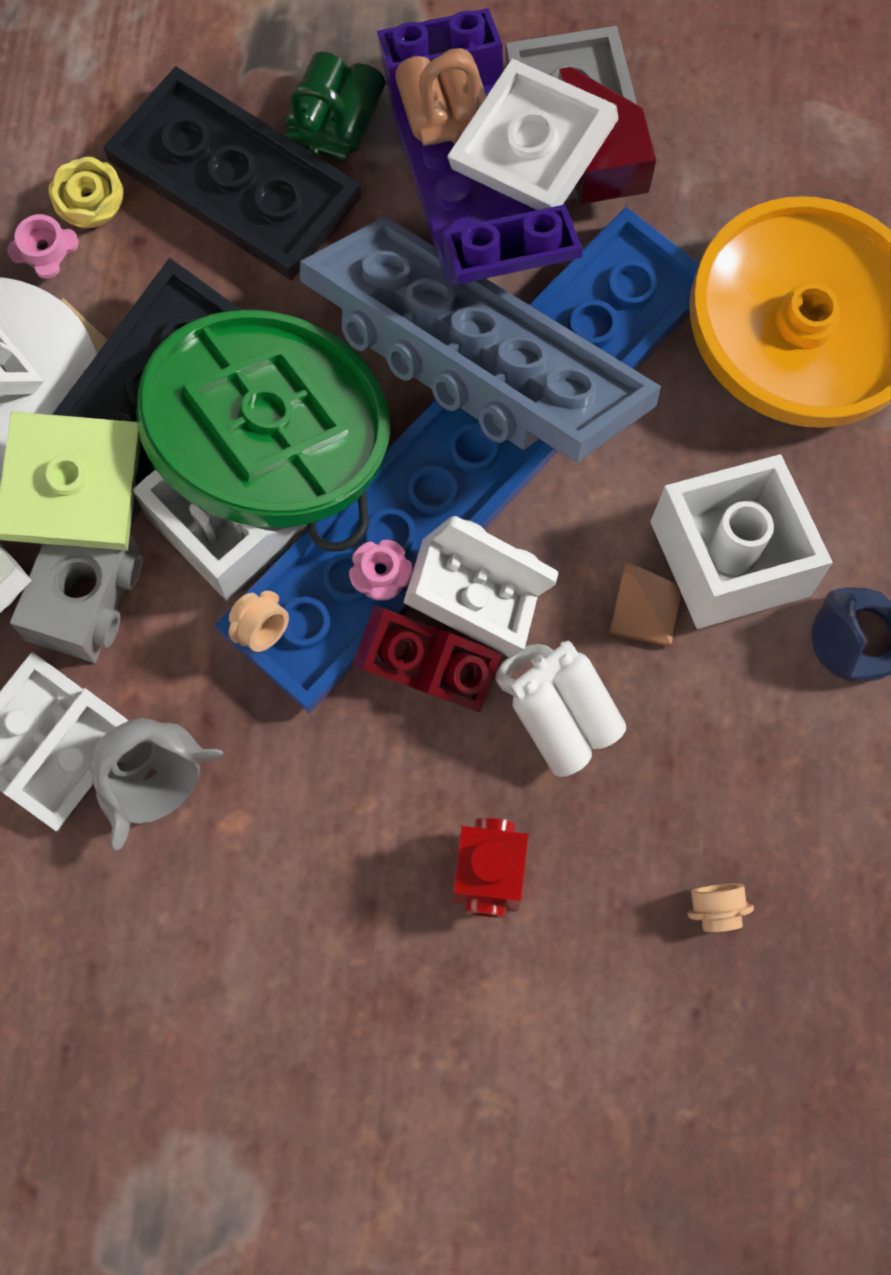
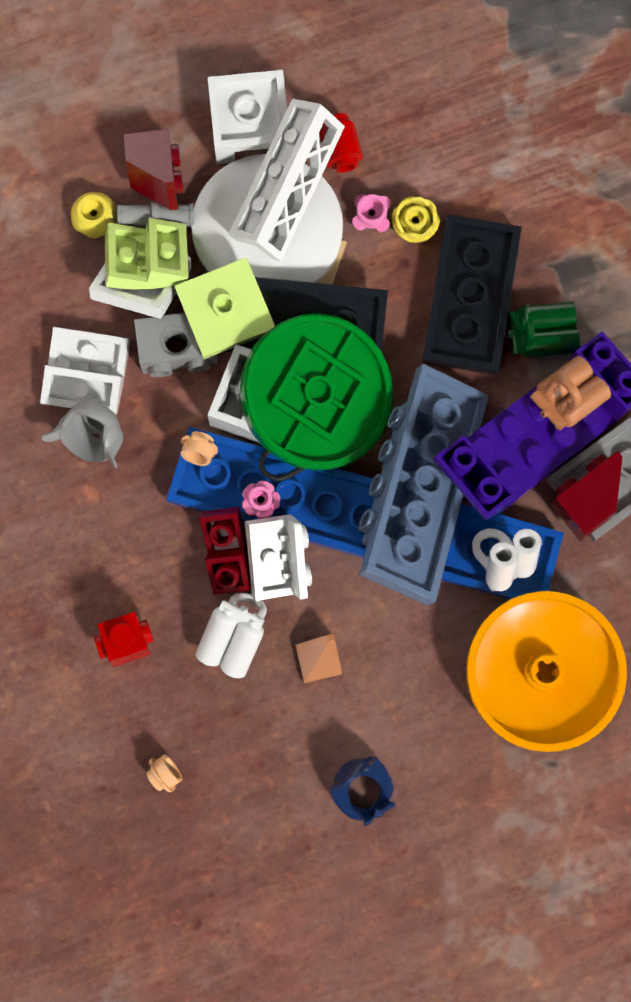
camera: 65 degrees right, 5 degrees up
(533, 137) = (557, 457): white plate -> none
(647, 268) = (506, 558): none -> white piece
(739, 541) = (377, 691): white brick -> none

